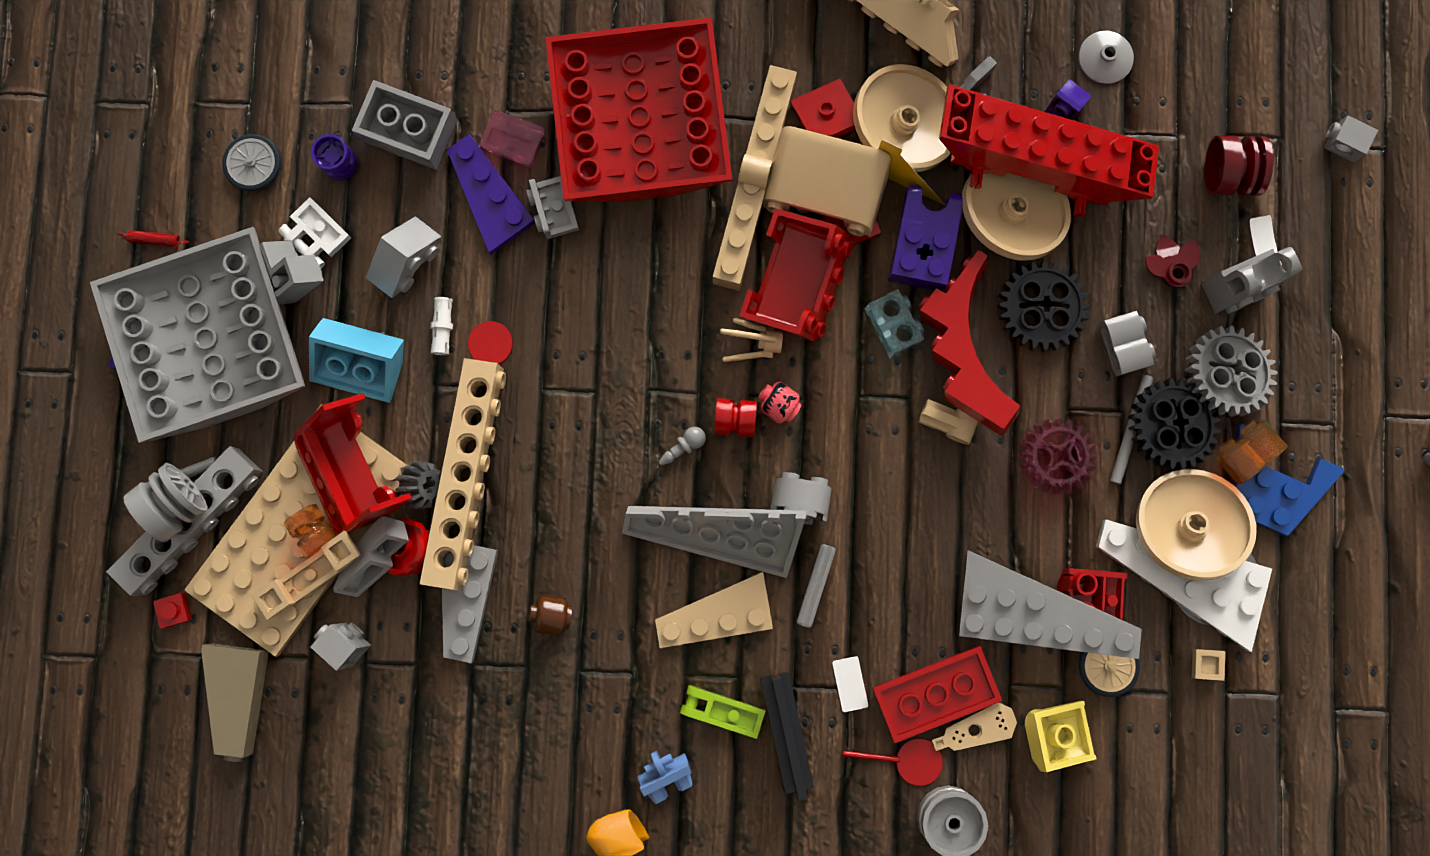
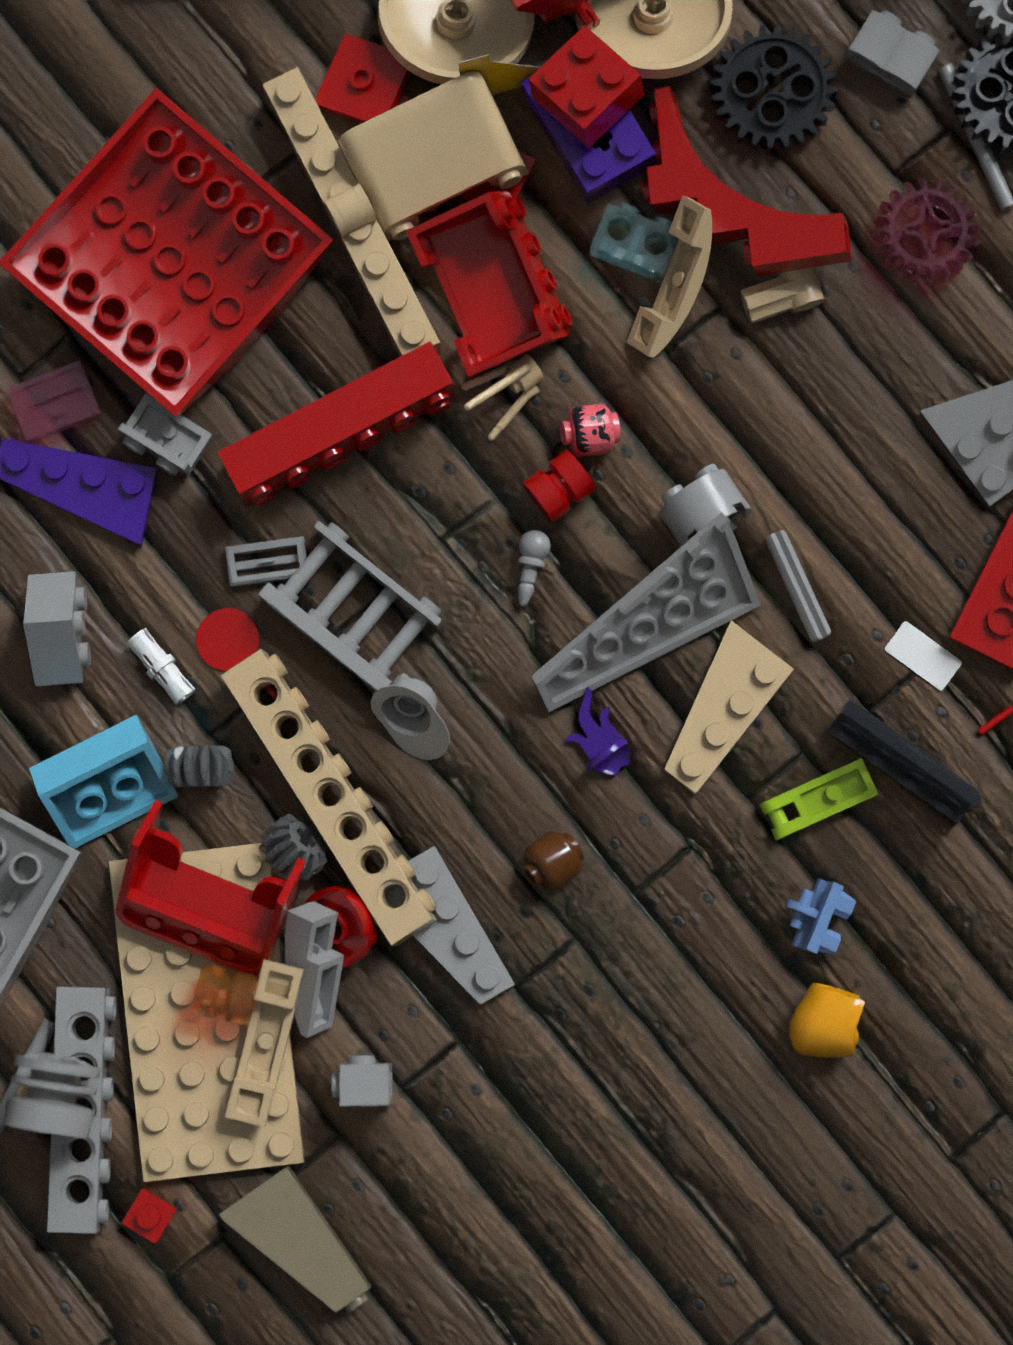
camera: 40 degrees left, 0 degrees up
(410, 396) = (199, 766): none -> dark grey gear
(541, 374) = (346, 646): none -> light grey fence
(546, 468) = (411, 717): none -> light grey piece
(566, 333) = (233, 566): none -> light grey tile
(634, 575) = (603, 744): none -> dark purple piece
(645, 280) = (338, 425): none -> red brick
(899, 367) = (681, 283): none -> tan slope
(941, 215) = (586, 86): none -> red brick

